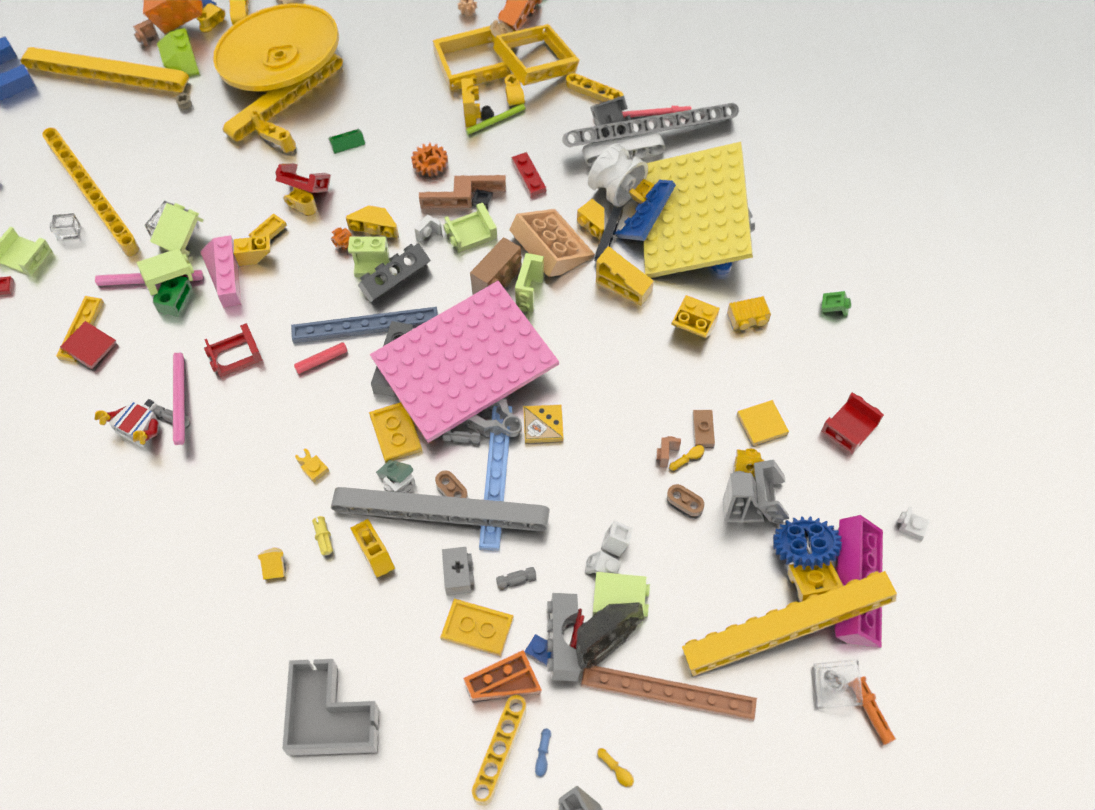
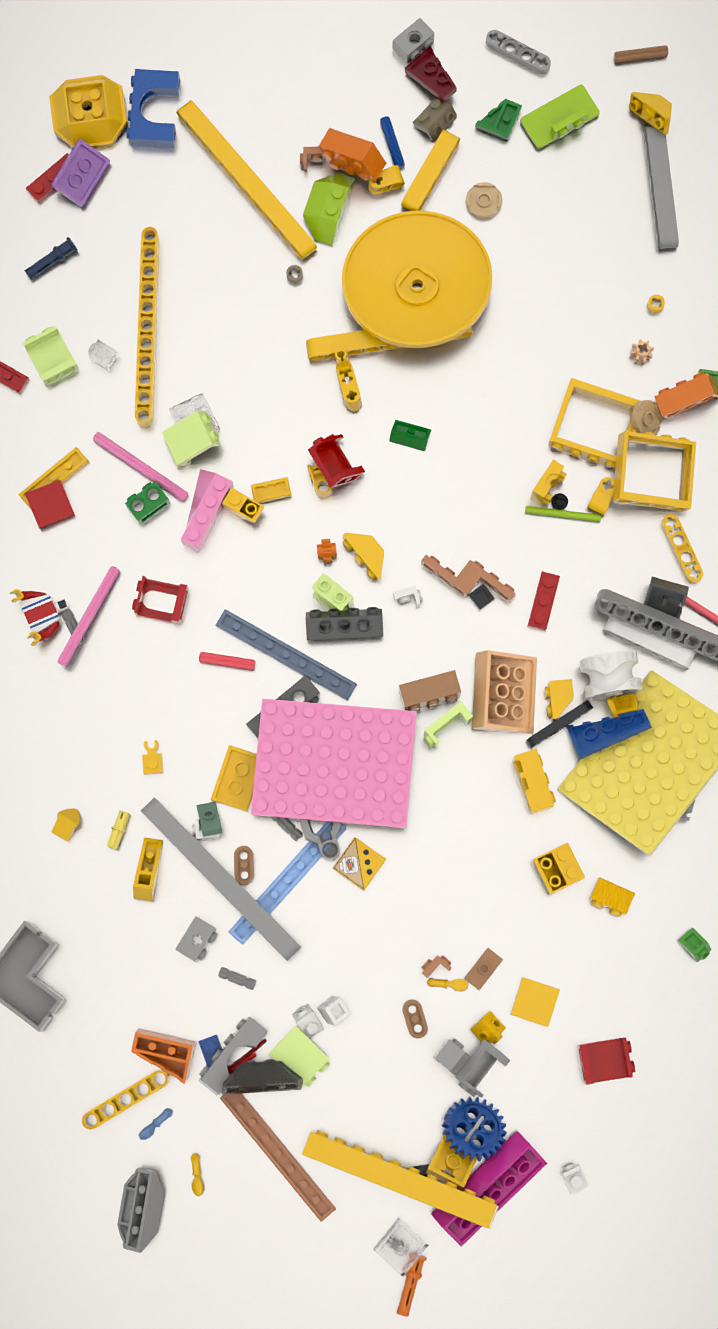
camera: 40 degrees right, 20 degrees up
(164, 267) = (154, 477): yellowish green panel -> none
(431, 159) = (461, 511): orange gear -> none
(471, 229) = (444, 624): yellowish green panel -> none
(477, 627) = (179, 994): yellow tile -> none

